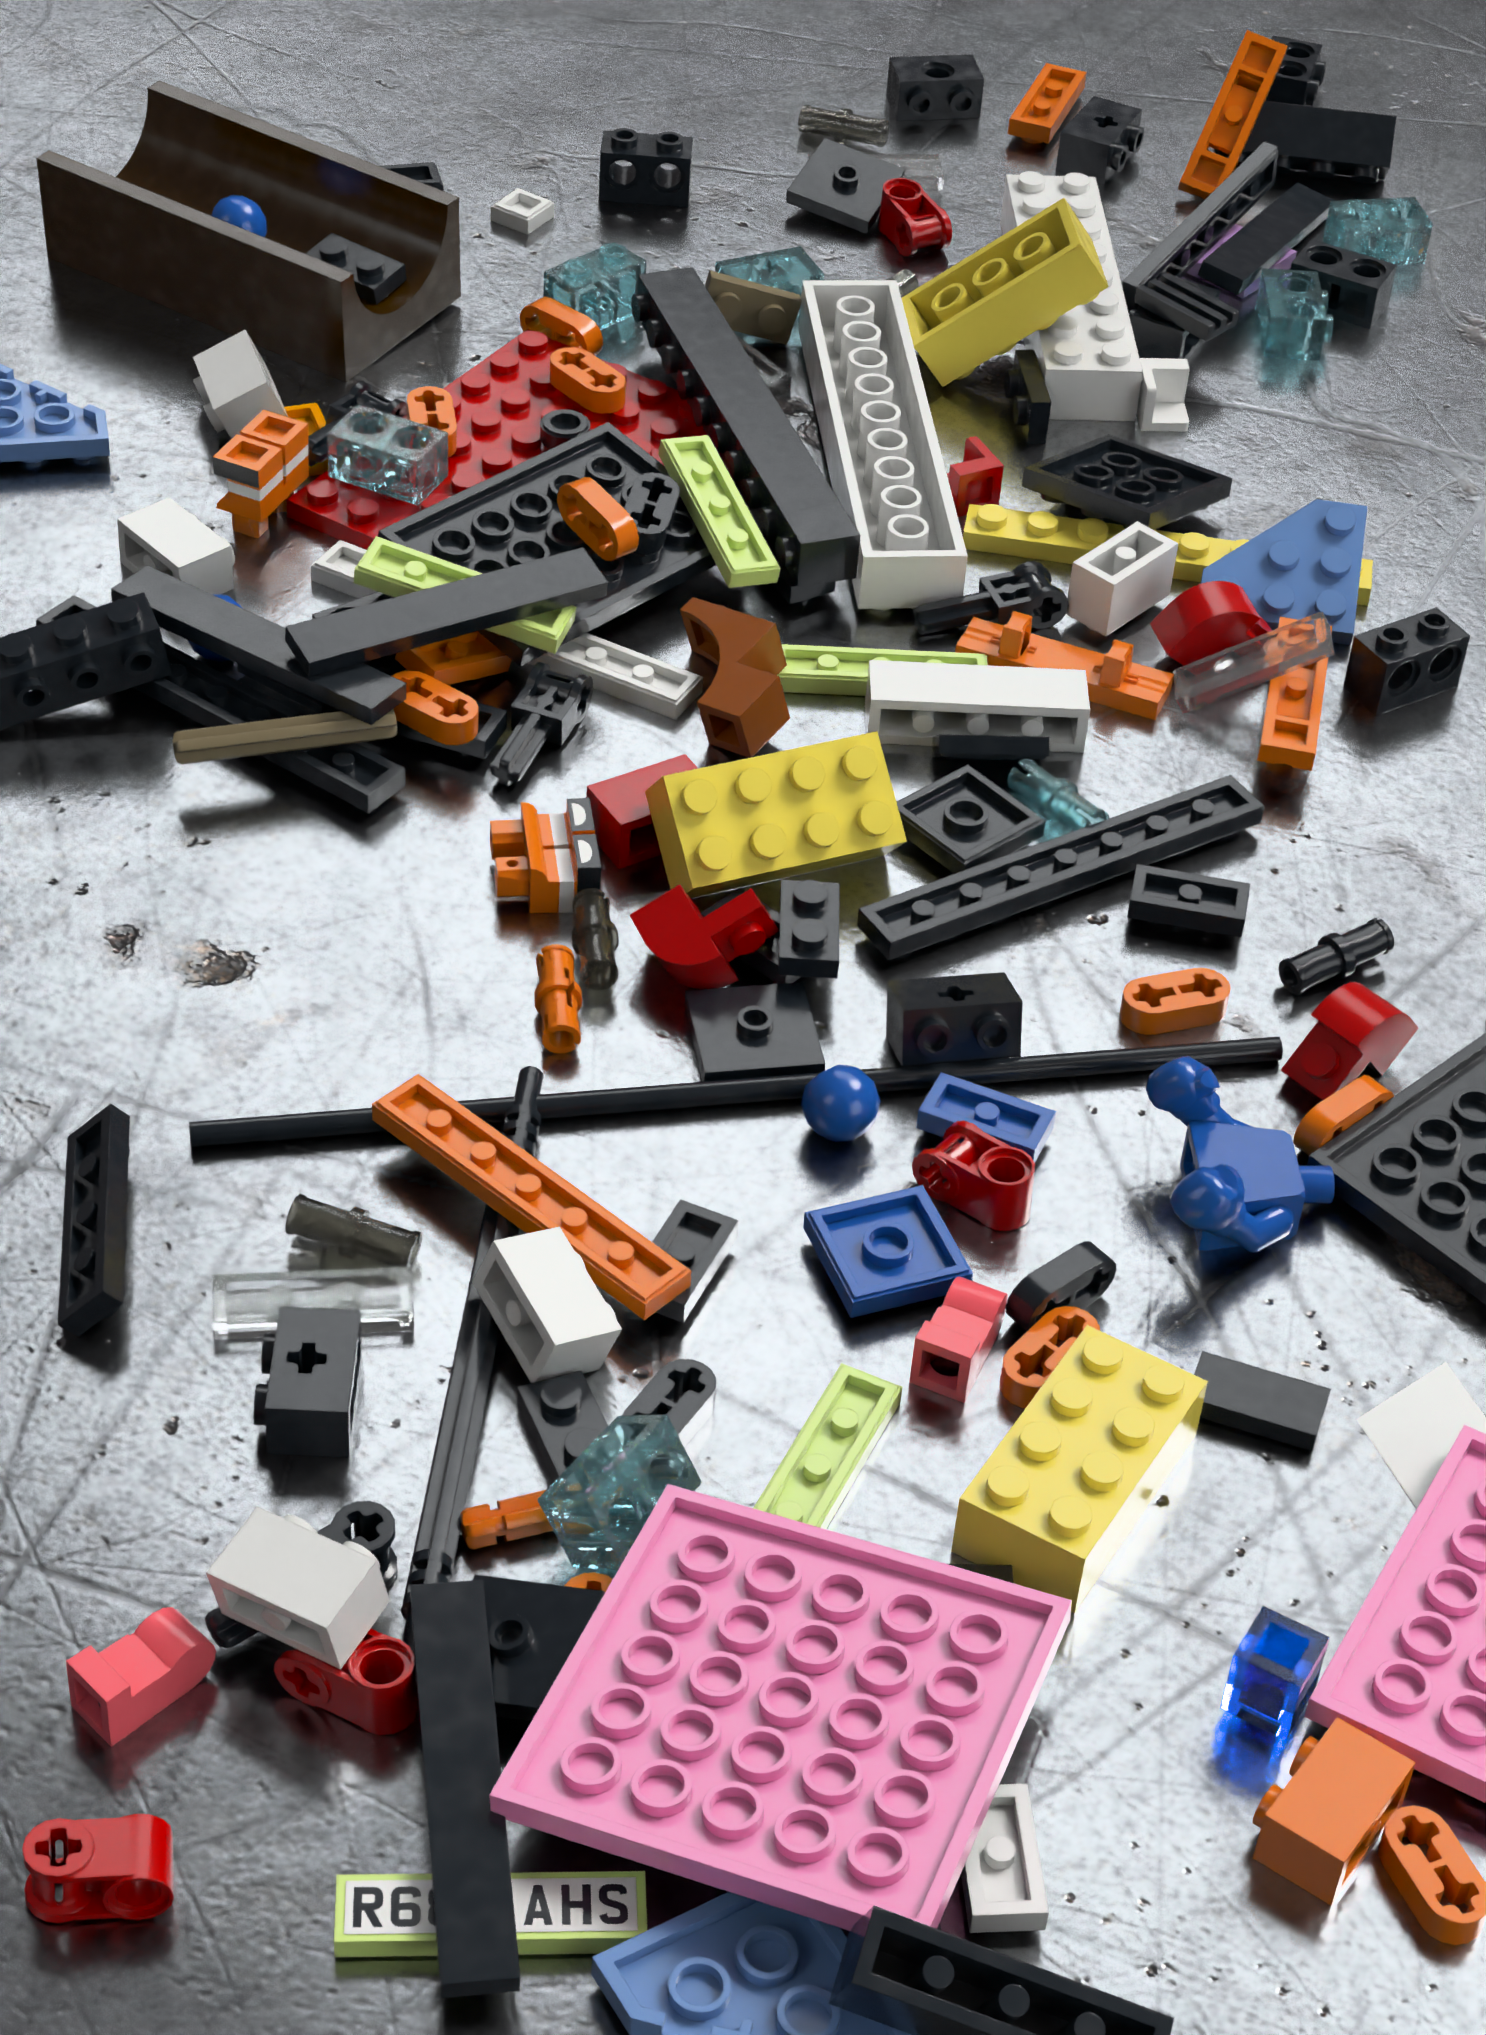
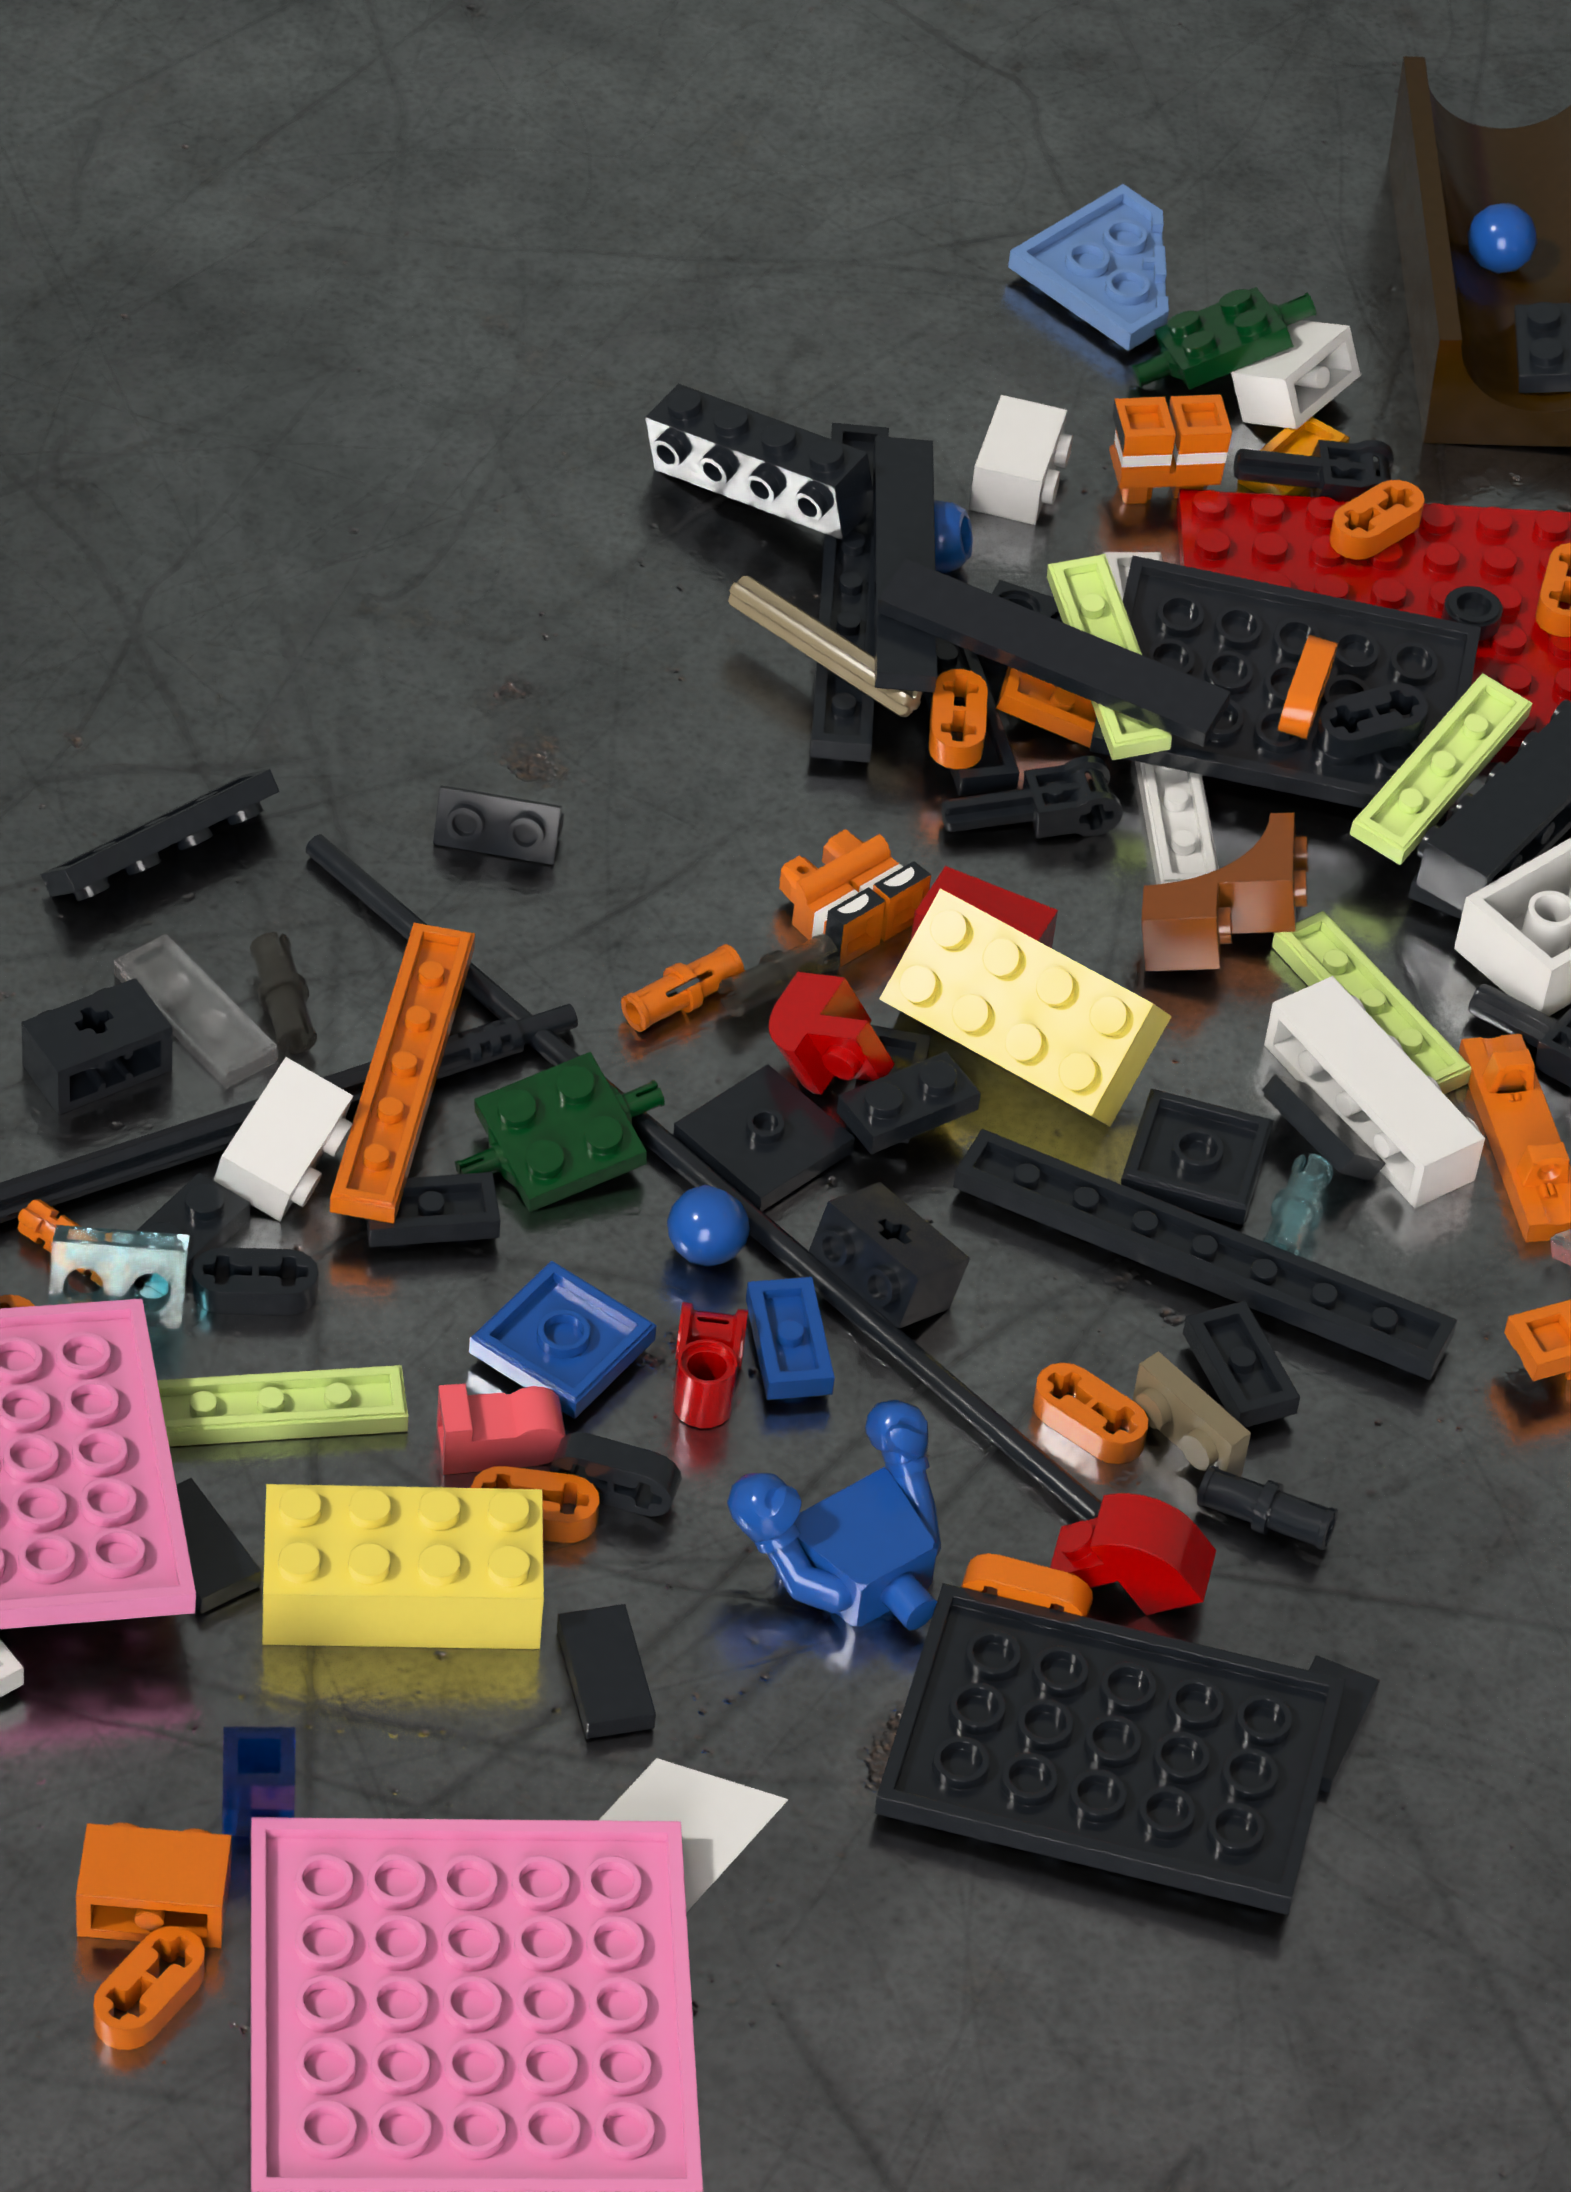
camera: 55 degrees right, 5 degrees up
(170, 398) = (1222, 337): none -> dark green plate
(281, 1013) = (497, 825): none -> black hinge
(387, 454) = (1282, 512): clear light blue brick -> none
(662, 1141) = (561, 1131): none -> dark green plate
(1231, 946) = (1190, 1417): none -> dark tan plate

